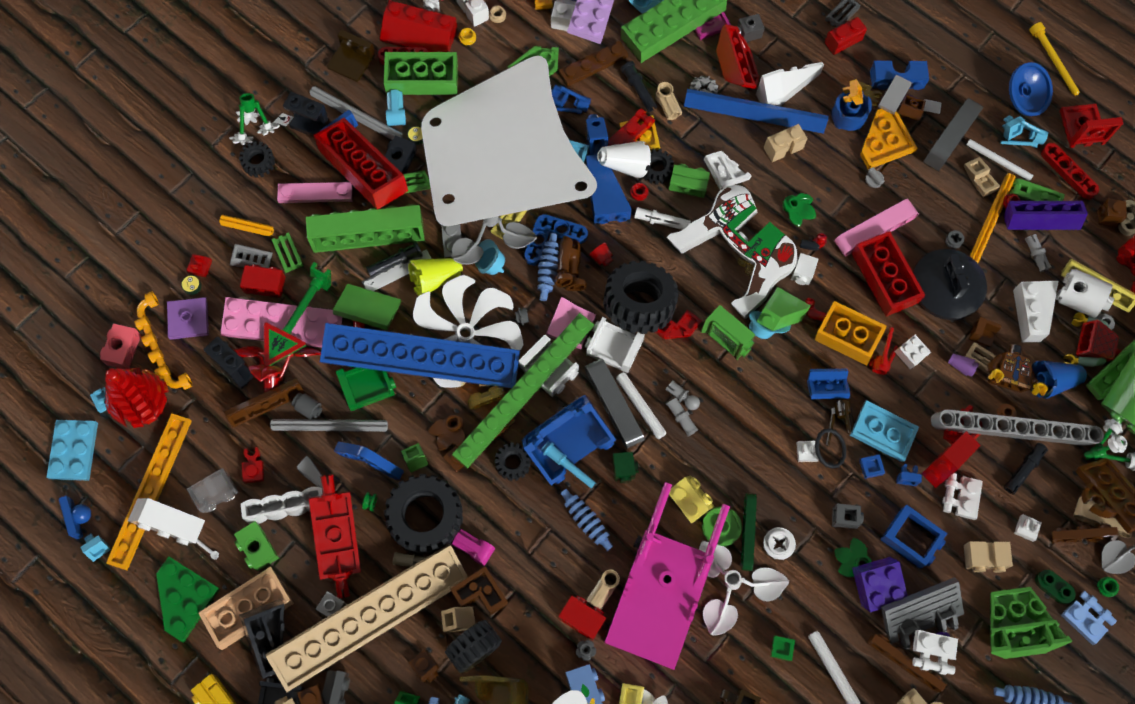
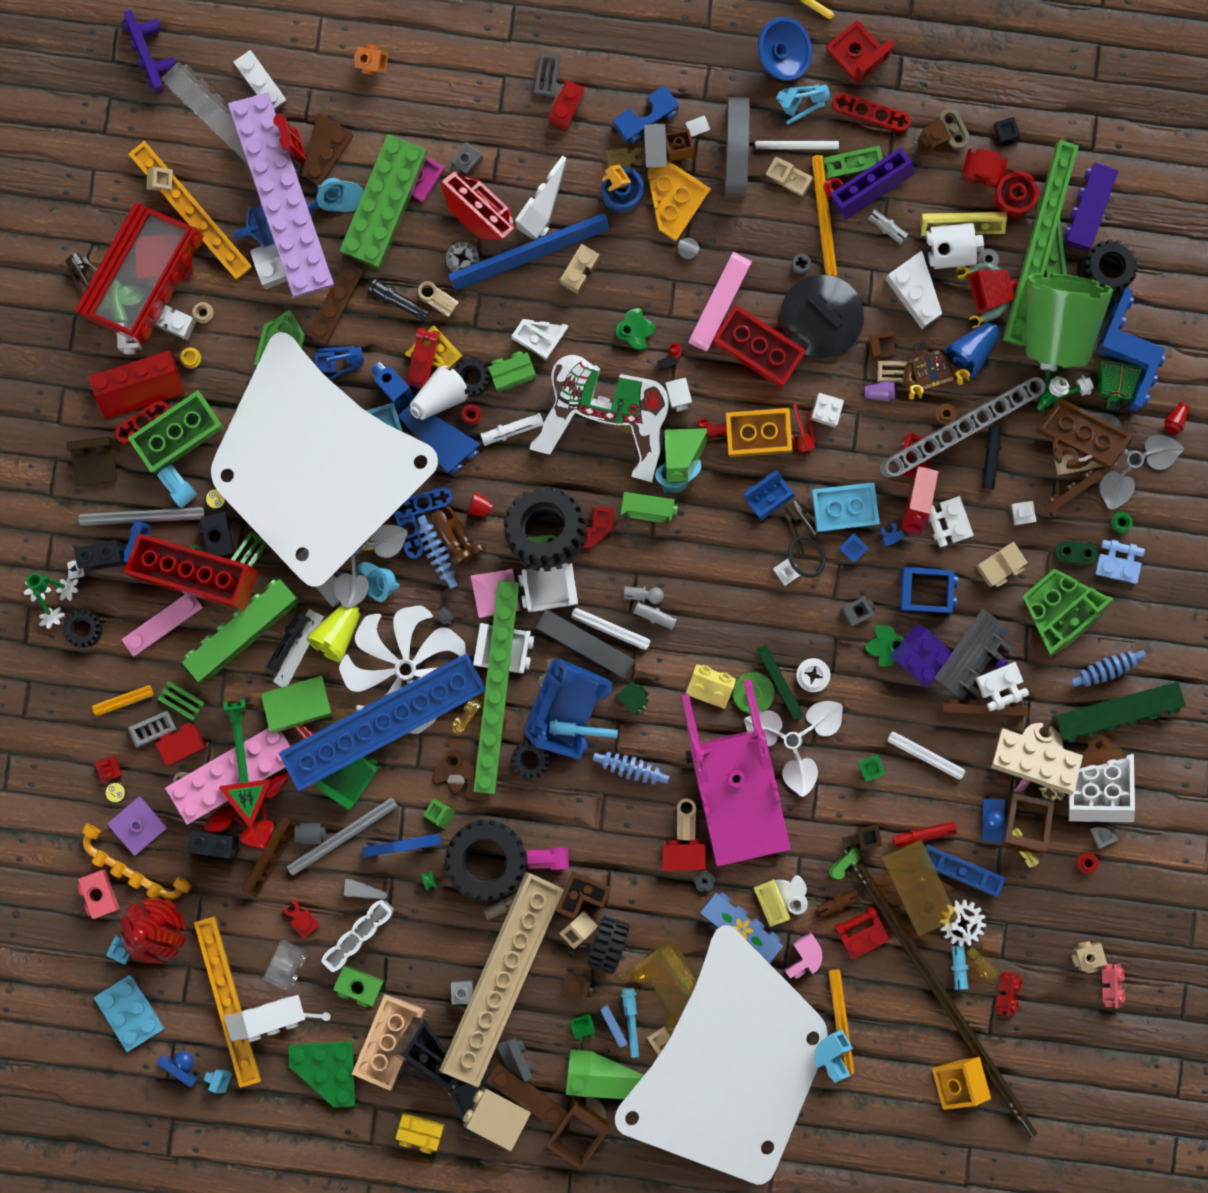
camera: 30 degrees left, 15 degrees up
(334, 535) = (422, 932): red plate -> none

